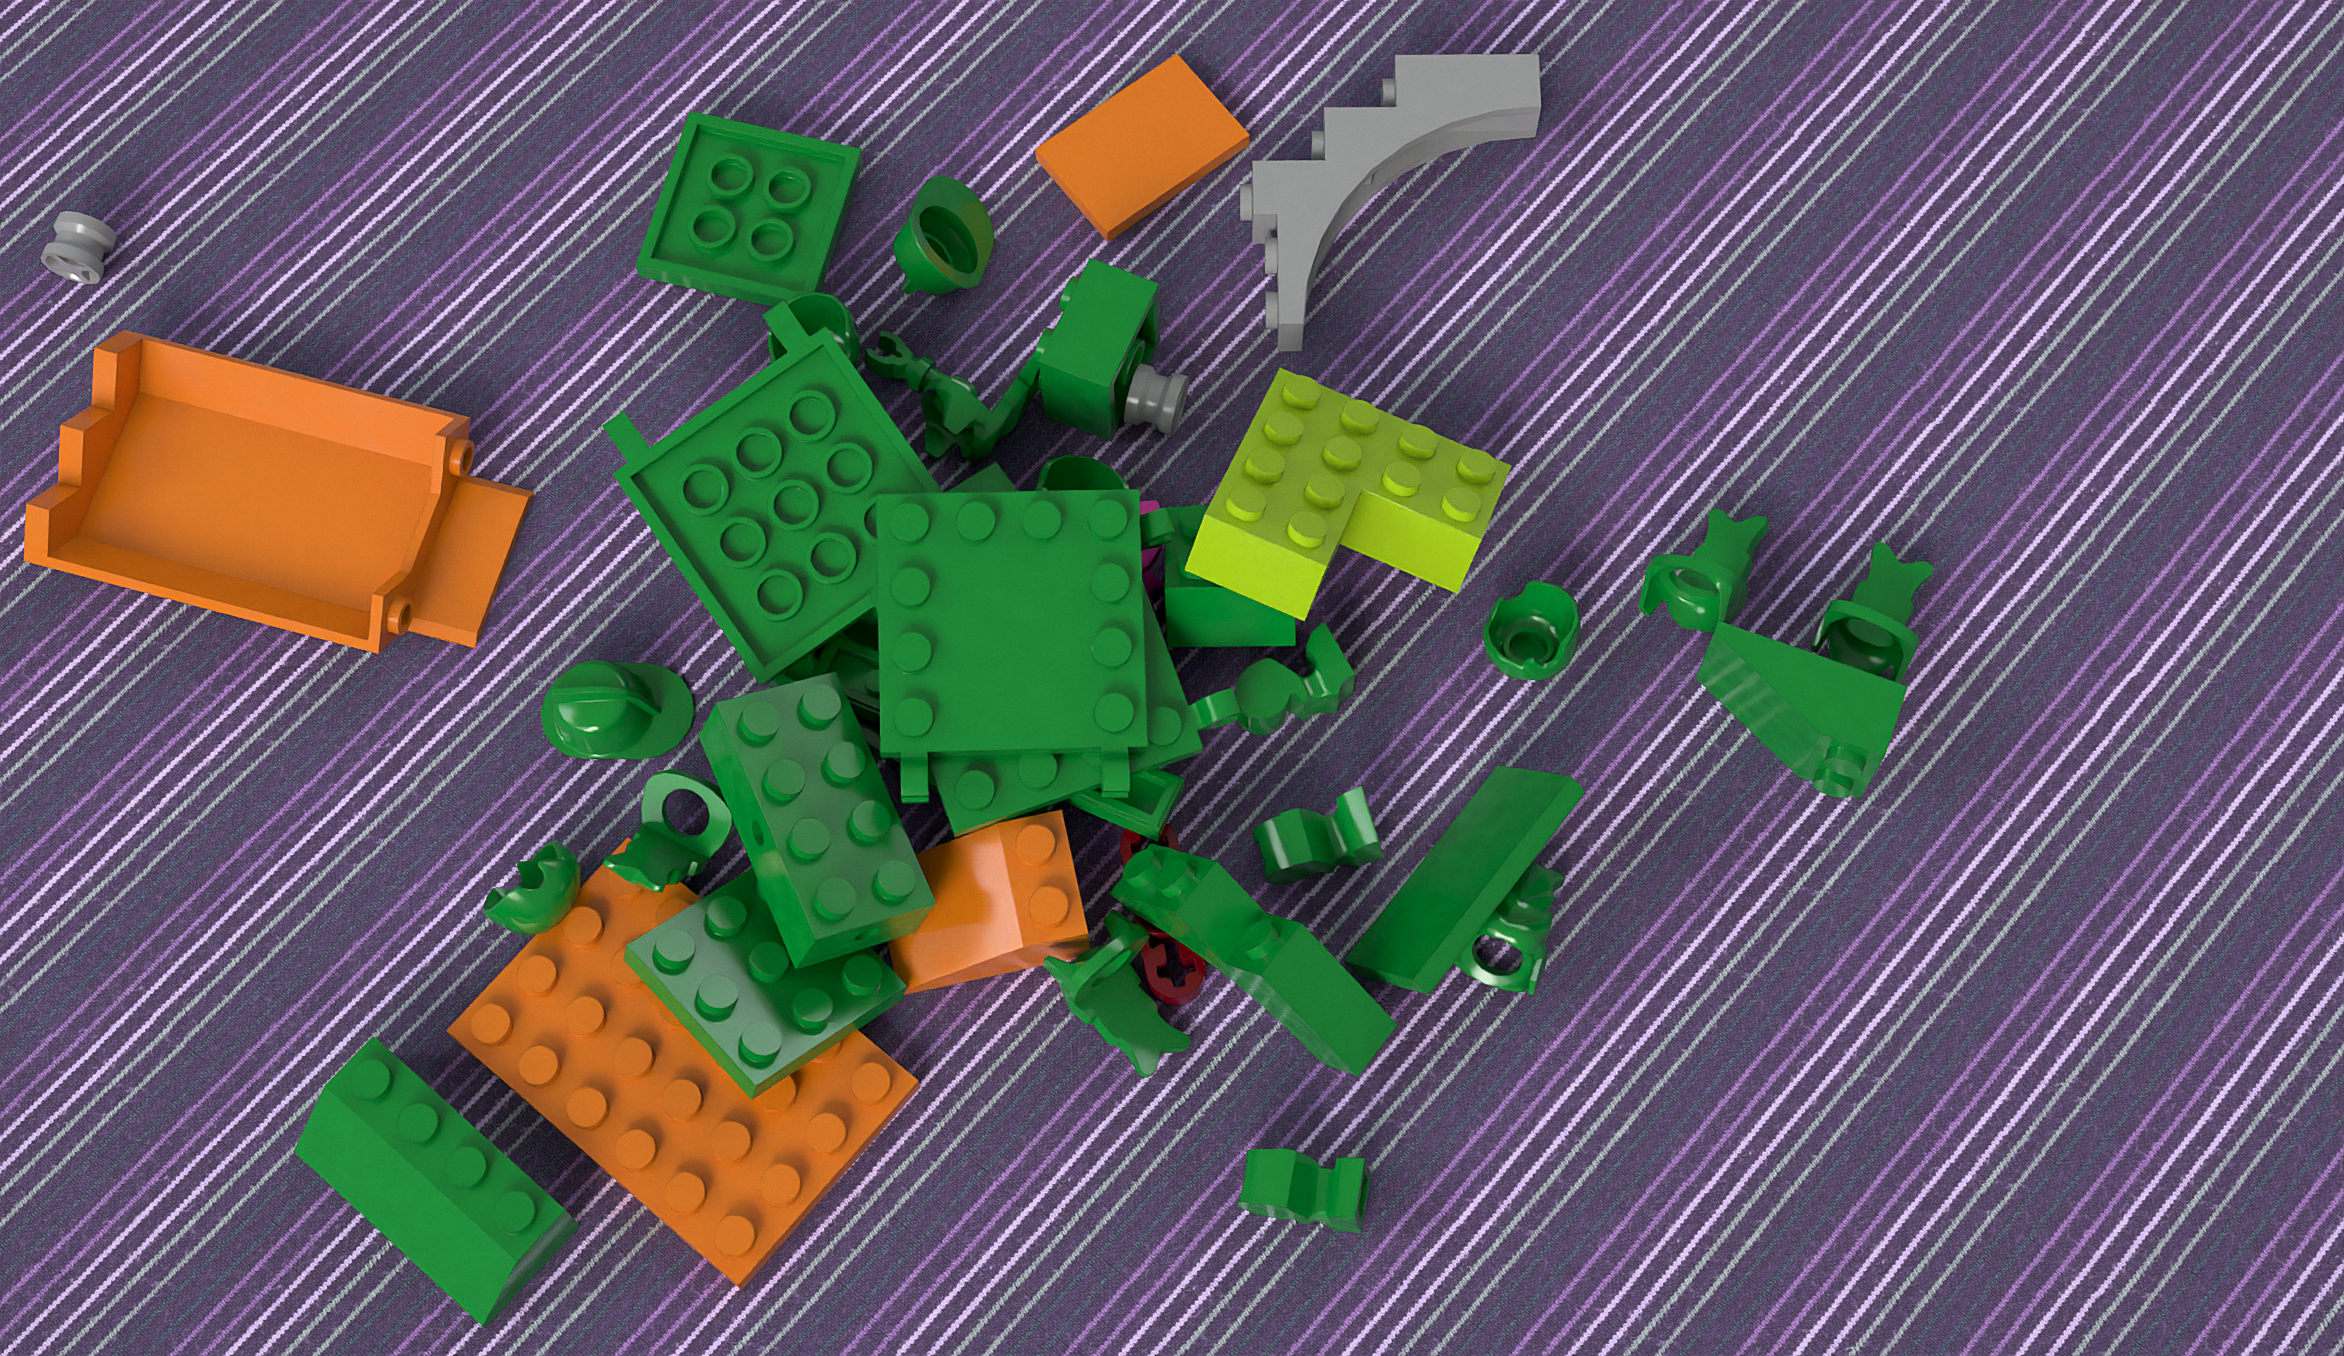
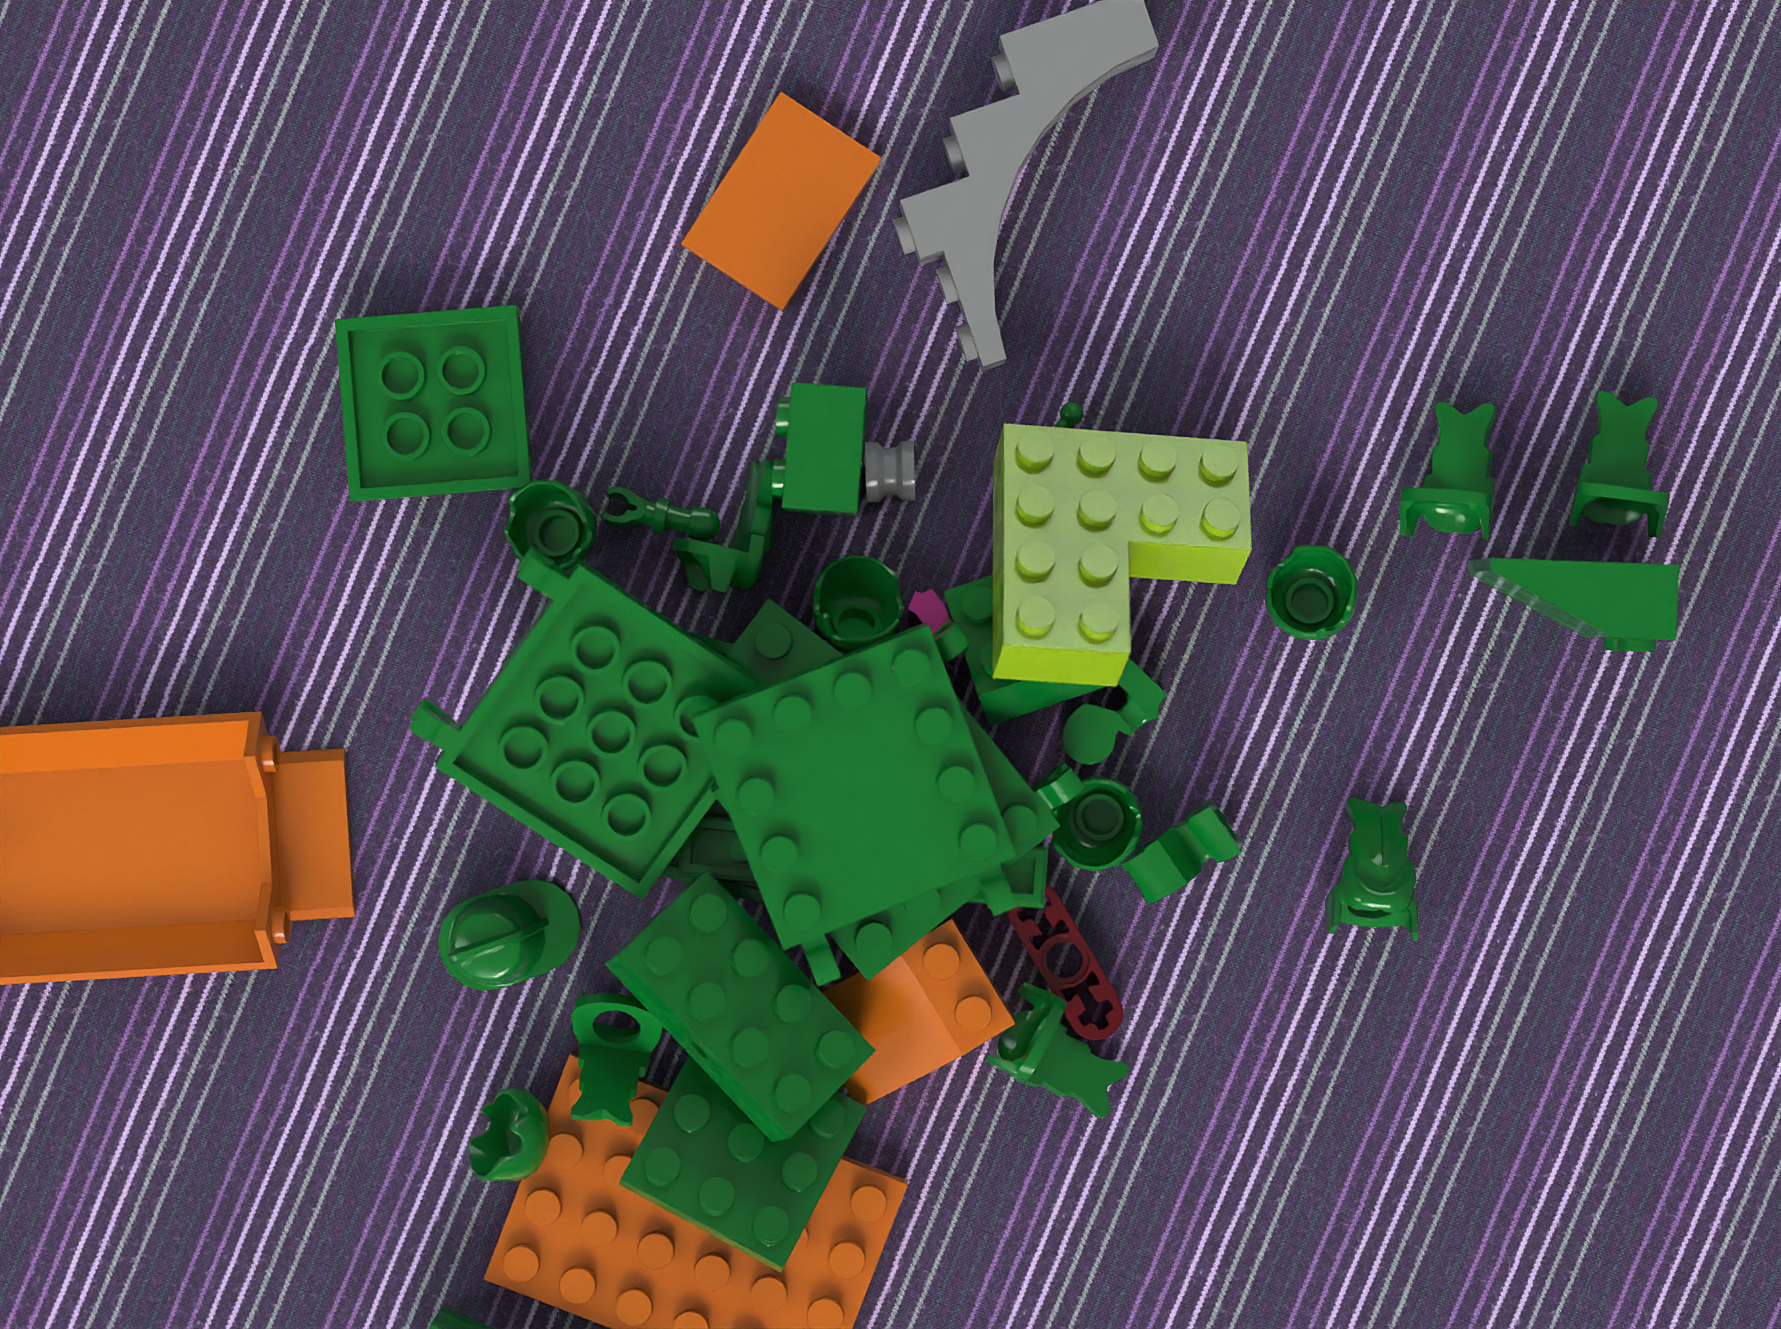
camera: 20 degrees left, 20 degrees up
(944, 239) = (633, 374): green piece -> none
(1242, 781) = (1098, 825): none -> green hair
(1260, 952) = (1161, 989): green arch -> none
(1297, 1188) = (1266, 1167): green leg -> none
(1464, 878) = (1325, 853): green tile -> none

